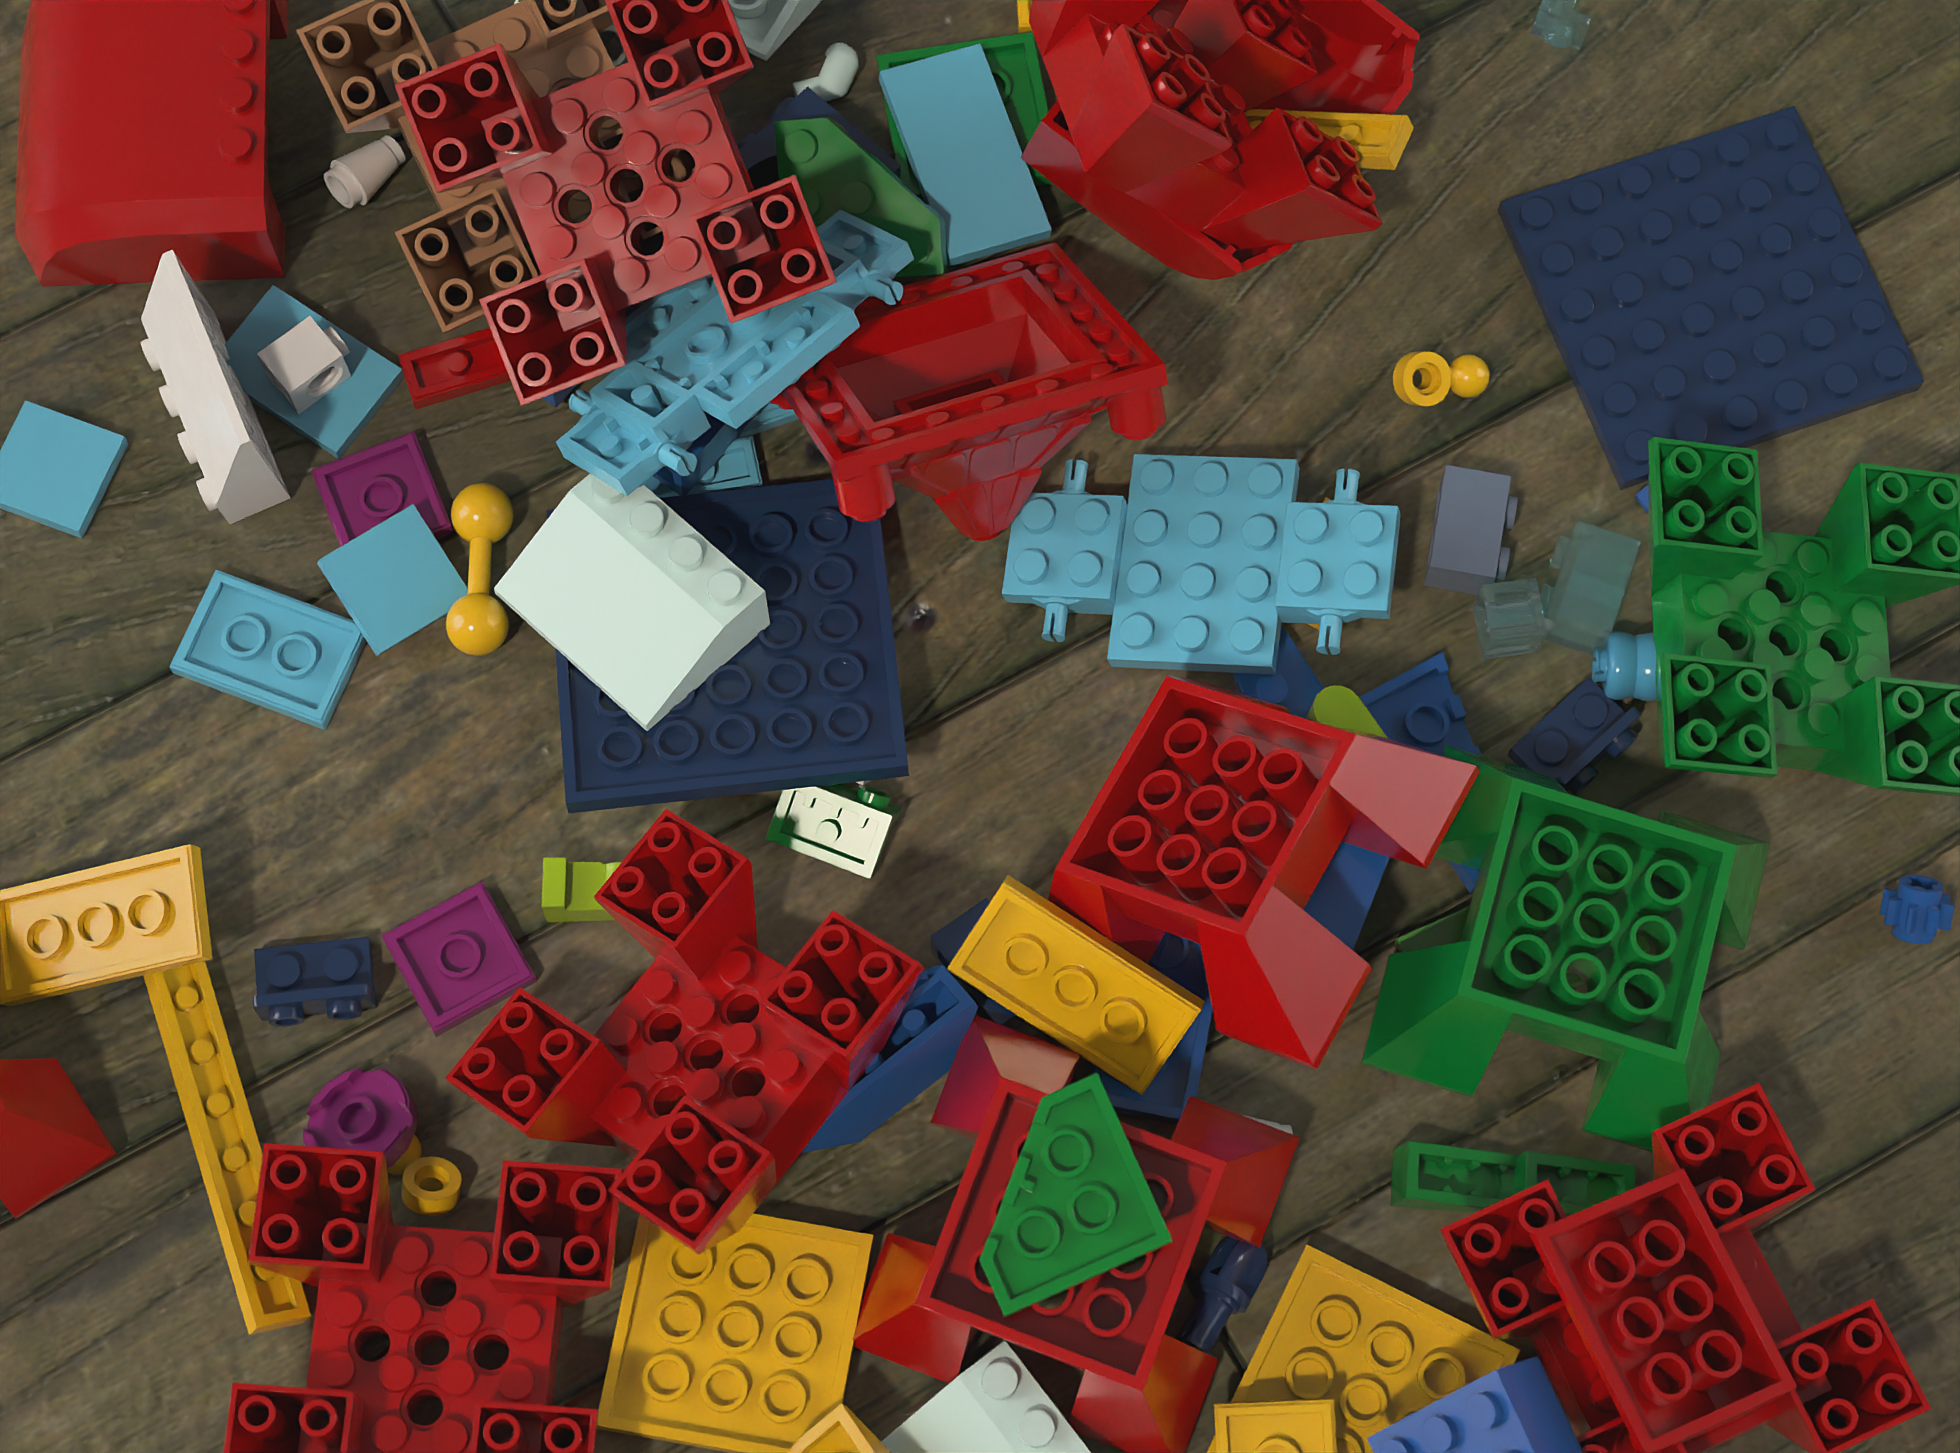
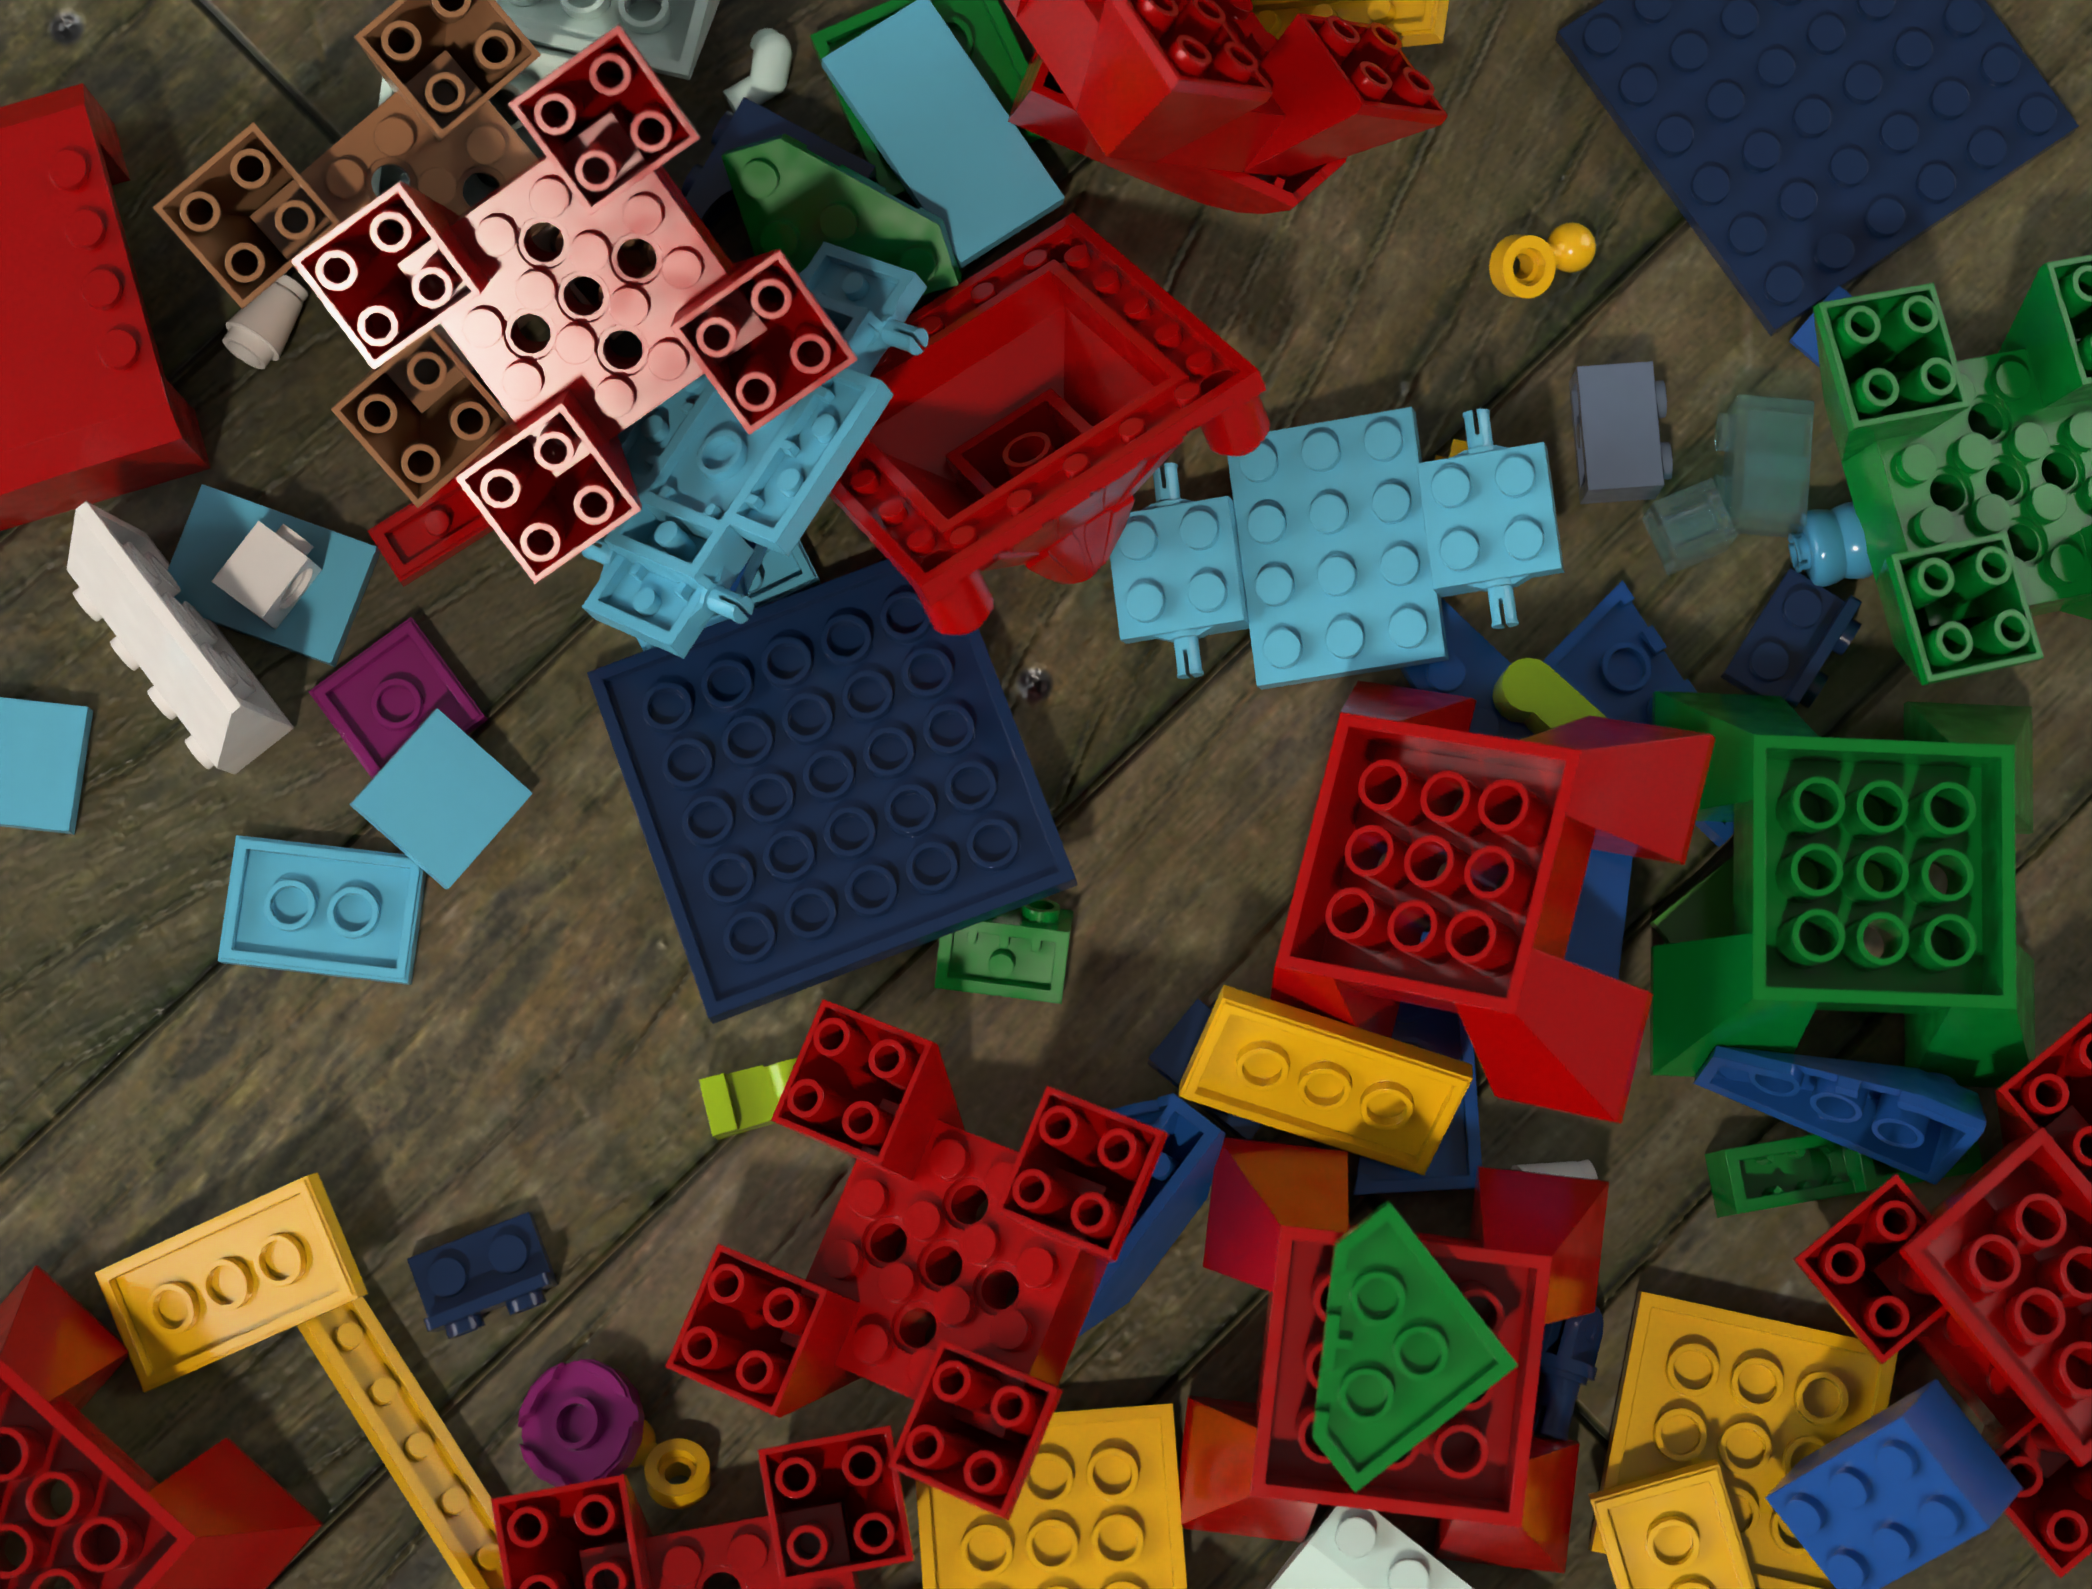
camera: 10 degrees left, 10 degrees up
(459, 958) = (634, 1208): magenta tile -> none
(478, 621) = (546, 821): yellow piece -> none
(633, 597) = (716, 760): light aqua slope -> none
(1525, 1123) = (1879, 1110): none -> blue wedge

